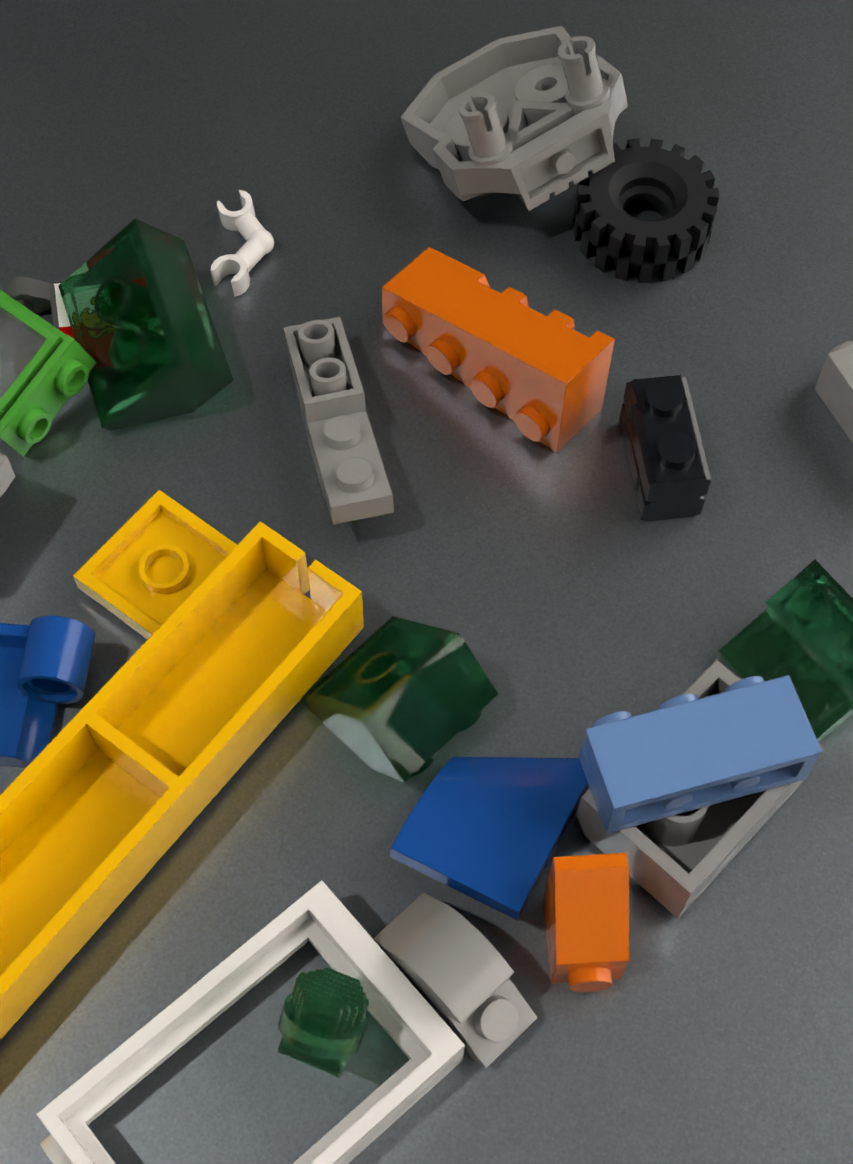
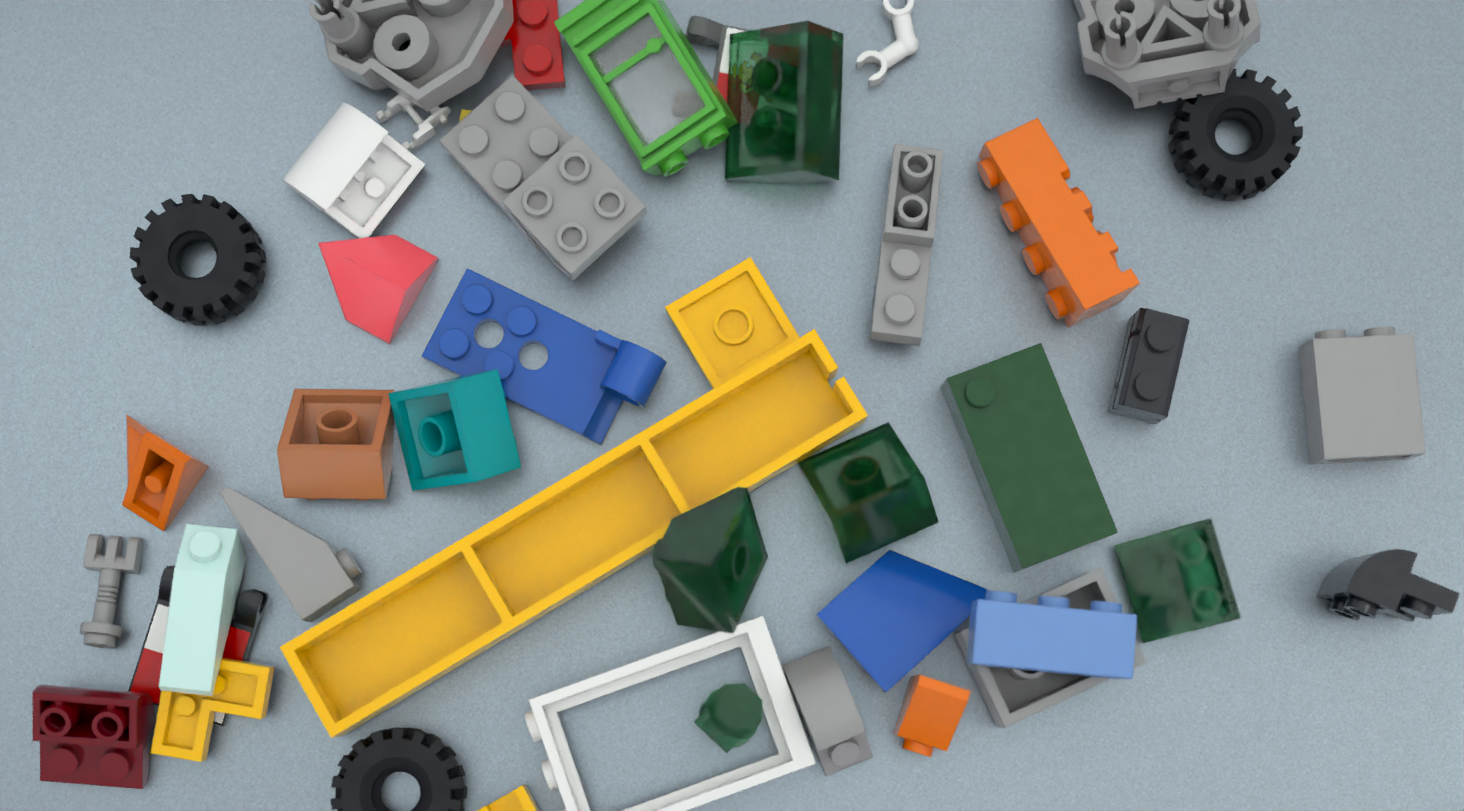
camera: 20 degrees right, 20 degrees up
(227, 835) = (711, 561): none -> clear green slope
(574, 589) = (1027, 457): none -> dark green brick

